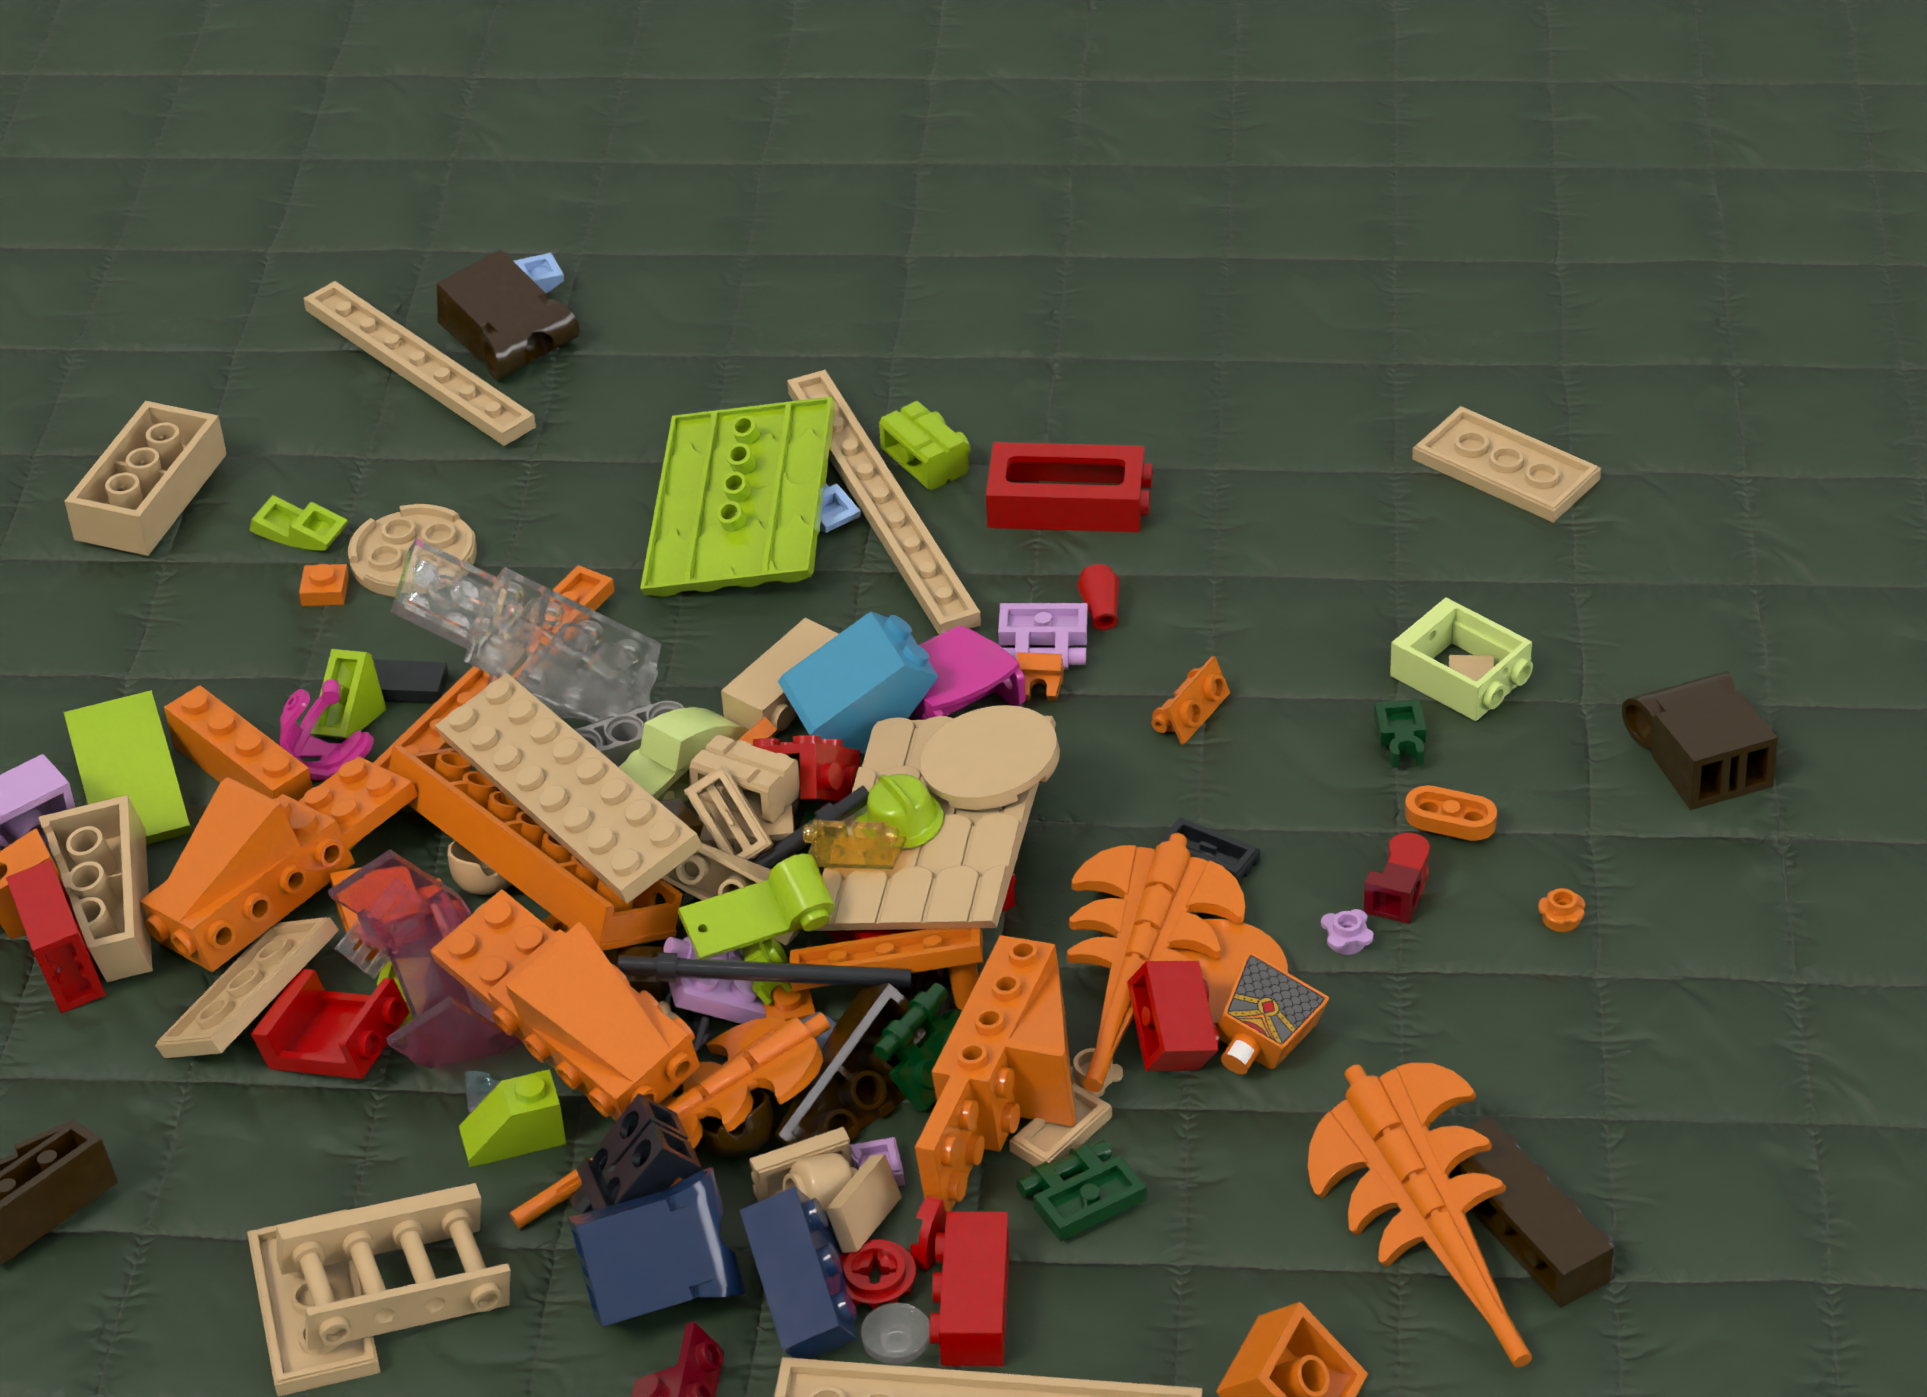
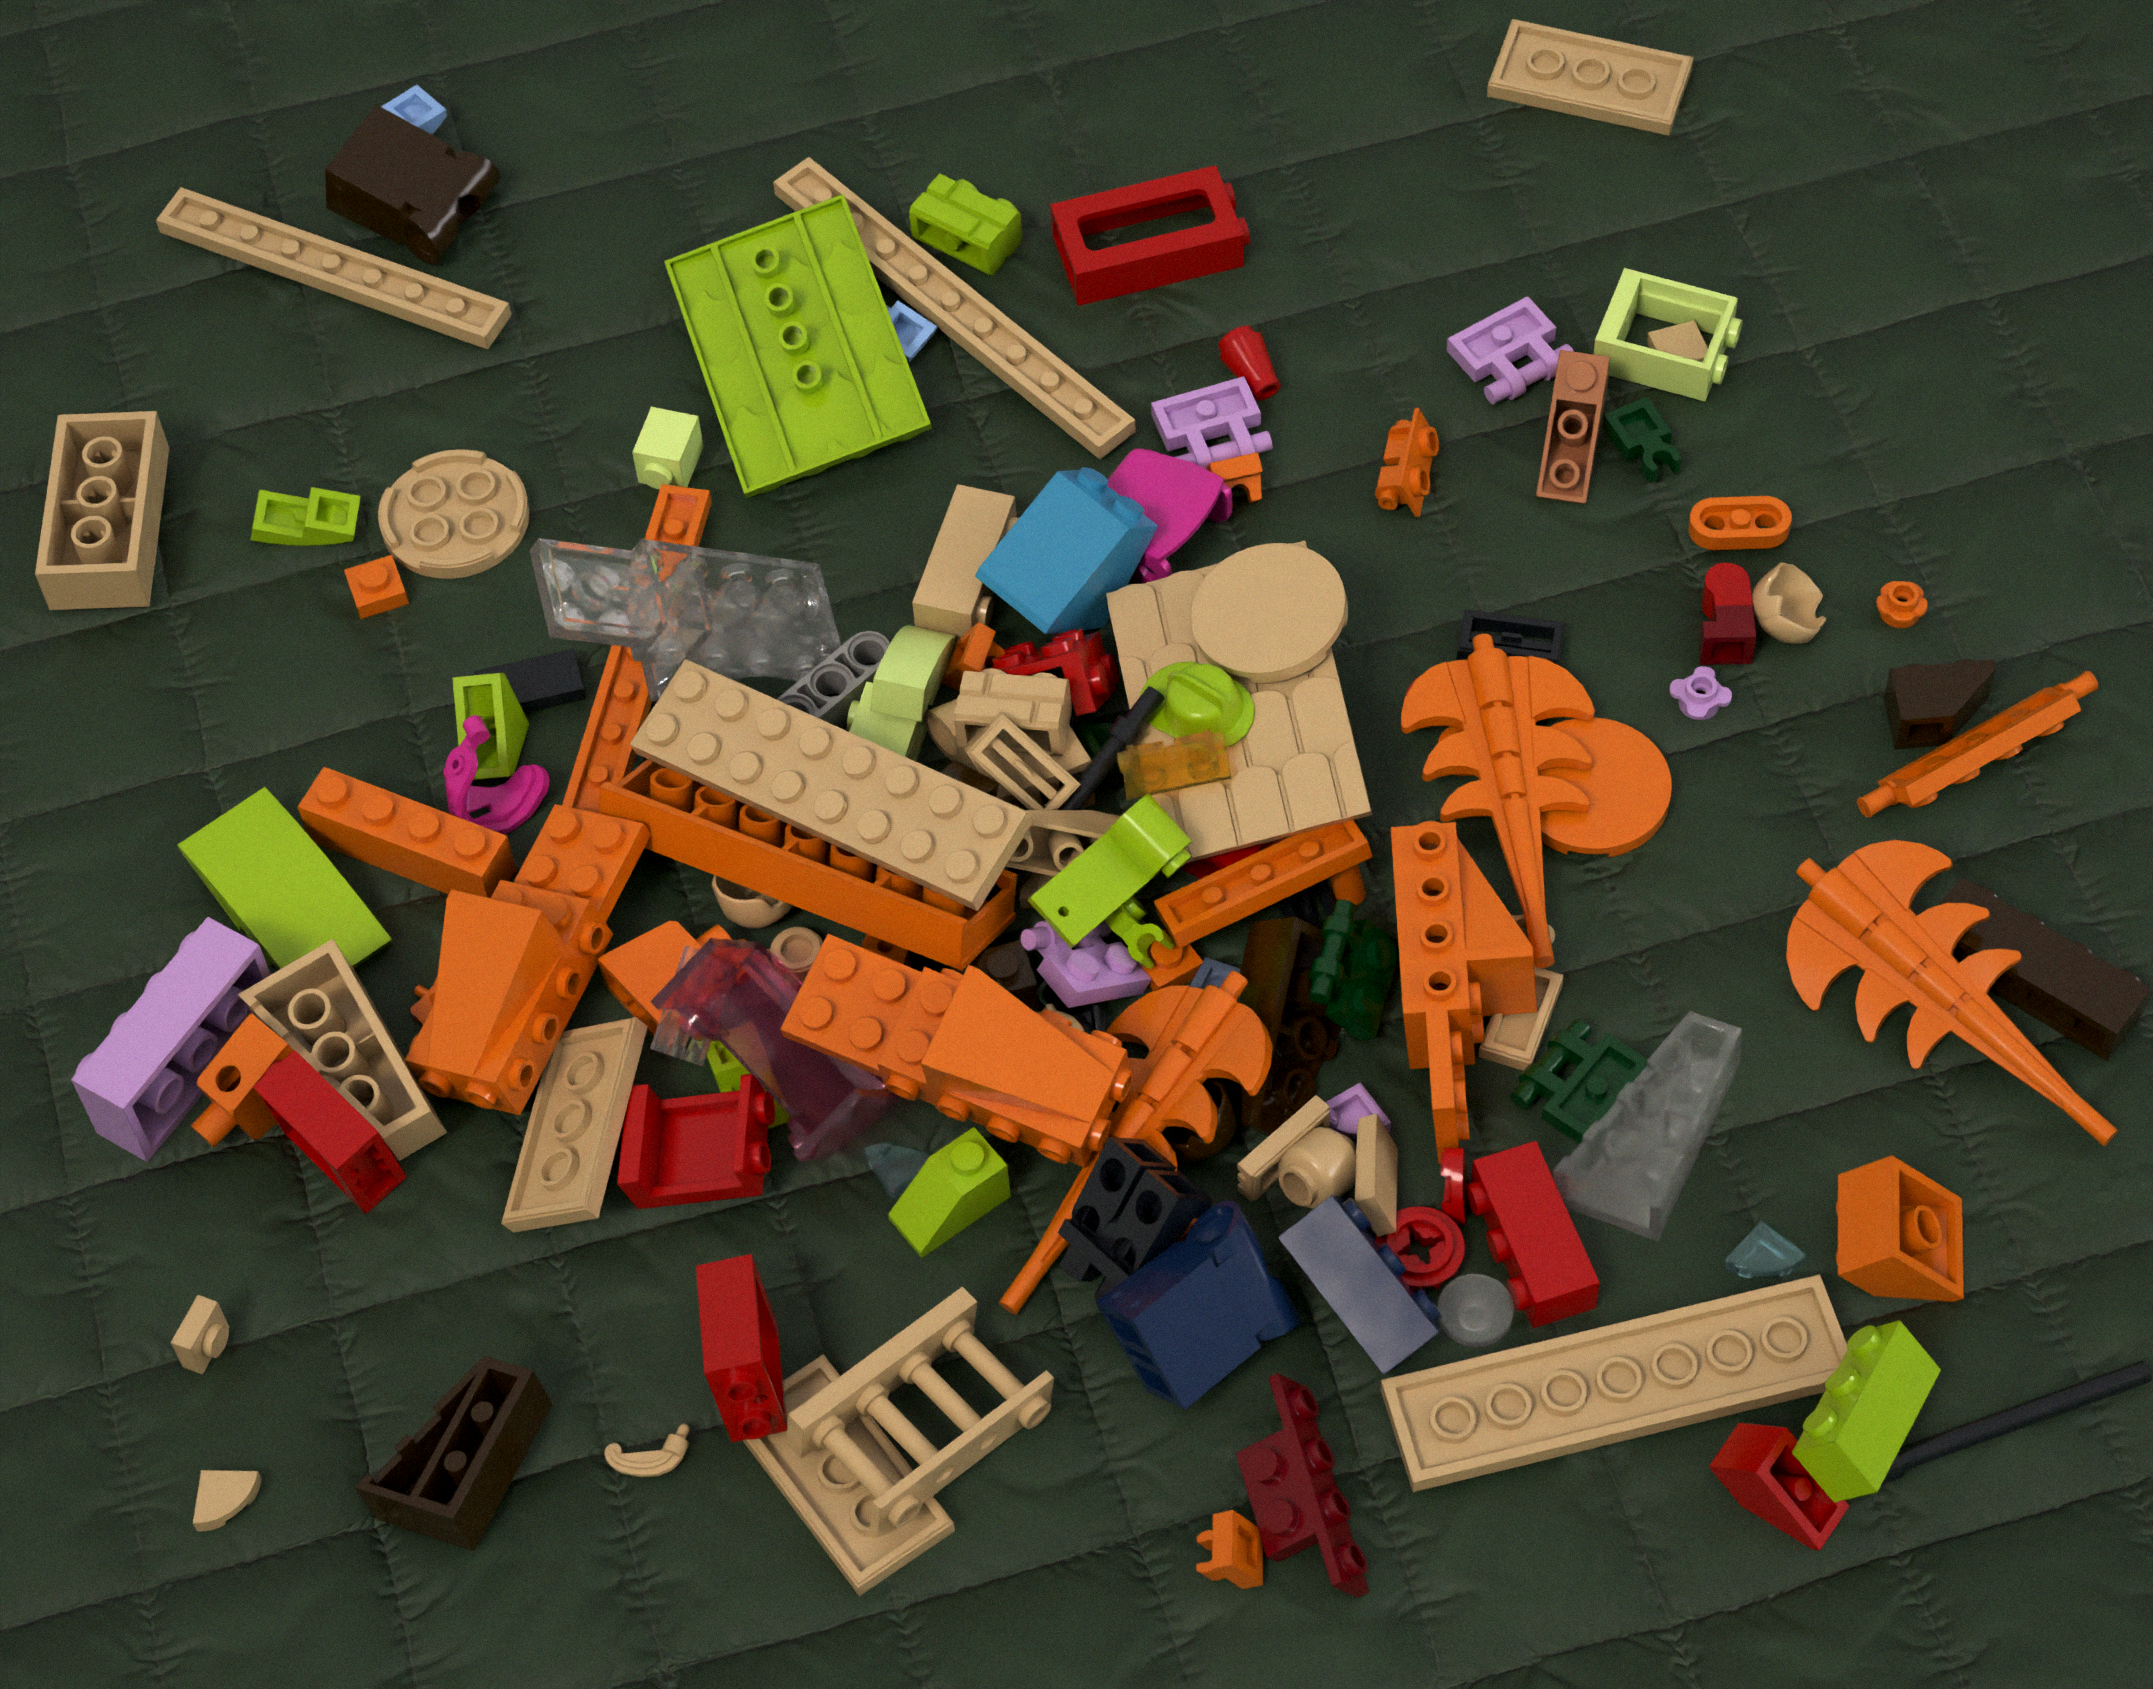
camera: 20 degrees left, 15 degrees up
(173, 1249) = (650, 1462): none -> tan piece
(298, 1176) = (741, 1348): none -> red window
(599, 542) = (667, 448): none -> yellowish green brick
(668, 967) = (1053, 969): black bar -> none
(1118, 1238) = (1650, 1138): none -> clear wedge
(1167, 1363) = (1764, 1254): none -> clear light blue tile
(1173, 1015) = (1592, 855): red brick -> none
(1266, 1015) = (1676, 824): torso -> none
(1322, 631) = (1503, 339): none -> lavender plate
(1346, 704) = (1573, 426): none -> nougat slope
(1455, 879) = (1787, 604): none -> tan hair
(1550, 987) = (1935, 701): none -> dark brown slope
(1590, 1030) = (1989, 741): none -> orange plate
(1704, 739) = (1955, 360): dark brown piece -> none

